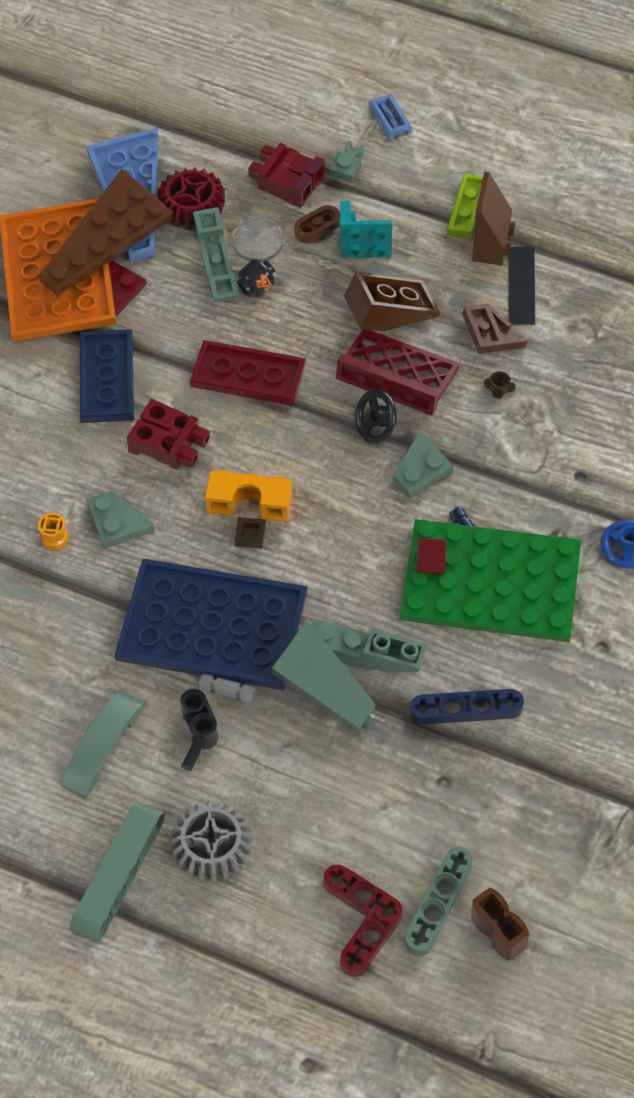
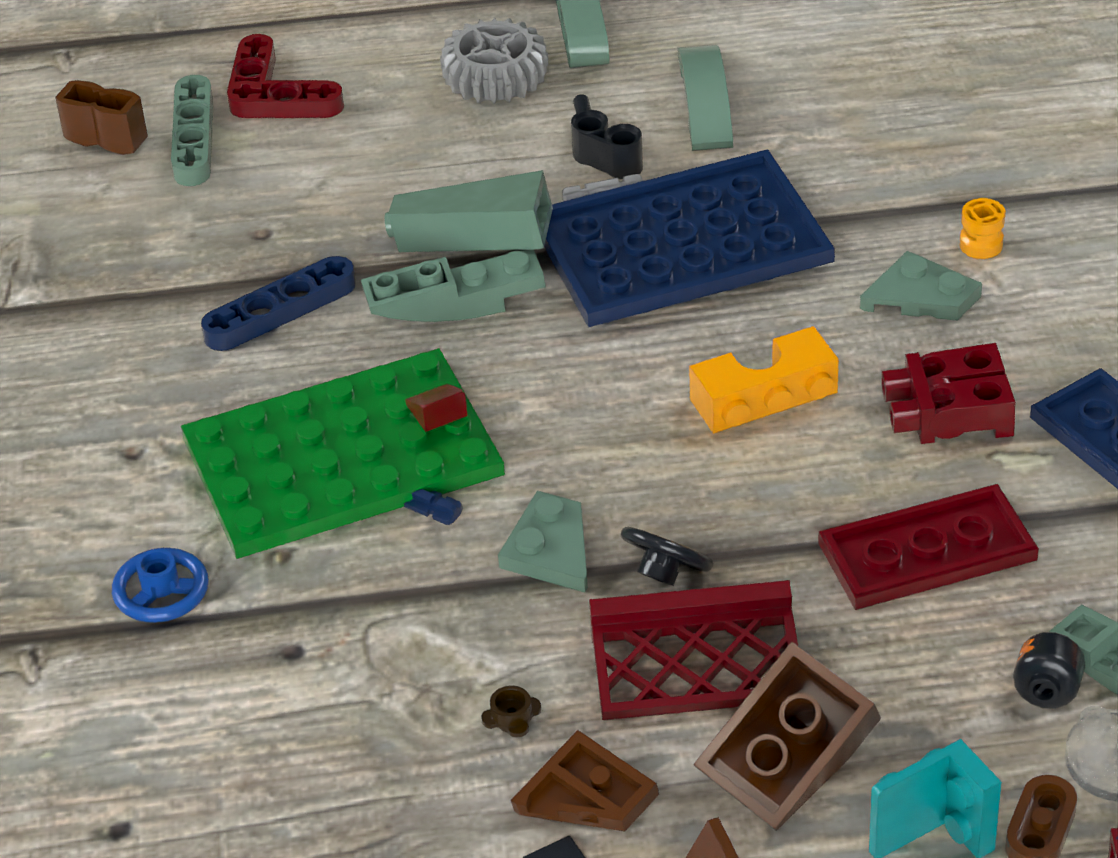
camera: 150 degrees right, 15 degrees down
(250, 532) = (723, 339): dark brown plate -> none

